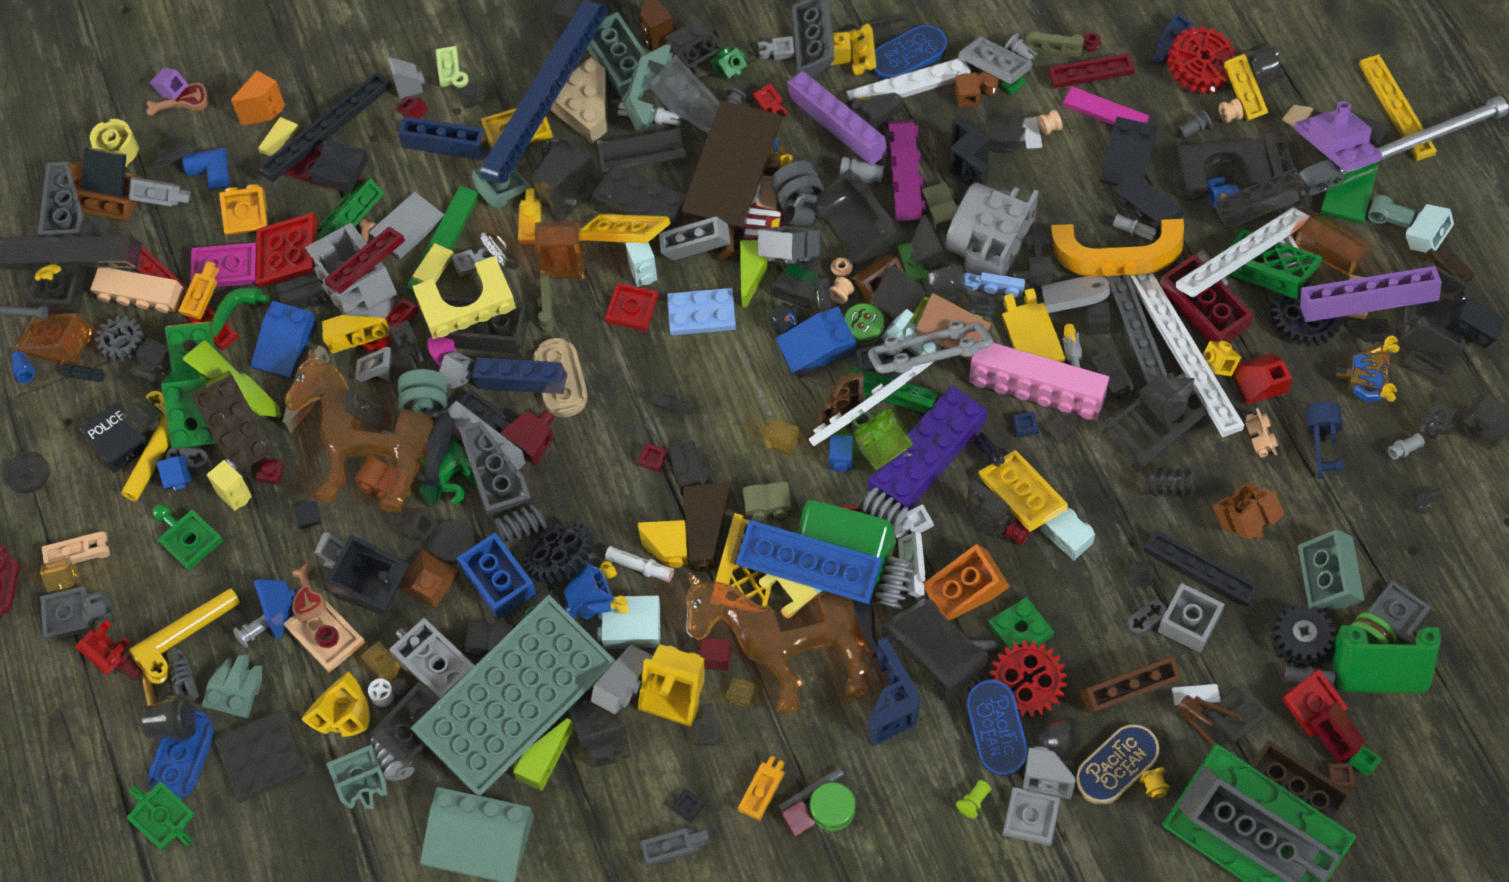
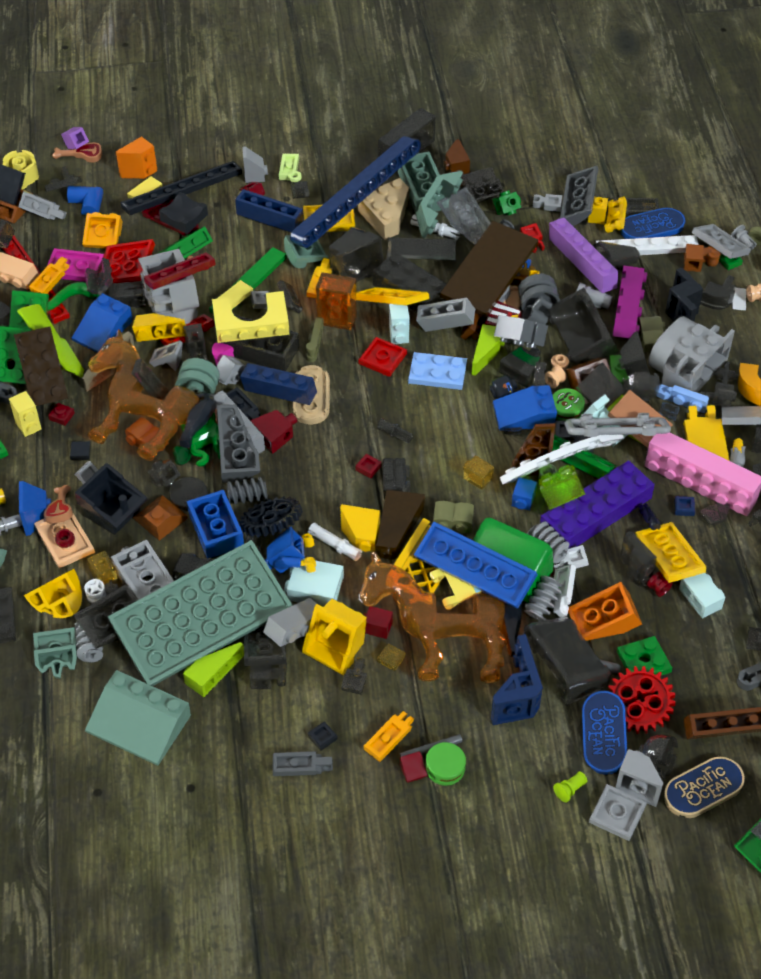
camera: 10 degrees right, 10 degrees down
(263, 281) = (99, 280): none -> clear smoke bracket
(412, 219) = (229, 265): light grey tile -> none
(1154, 783) = (734, 808): yellow brick -> none

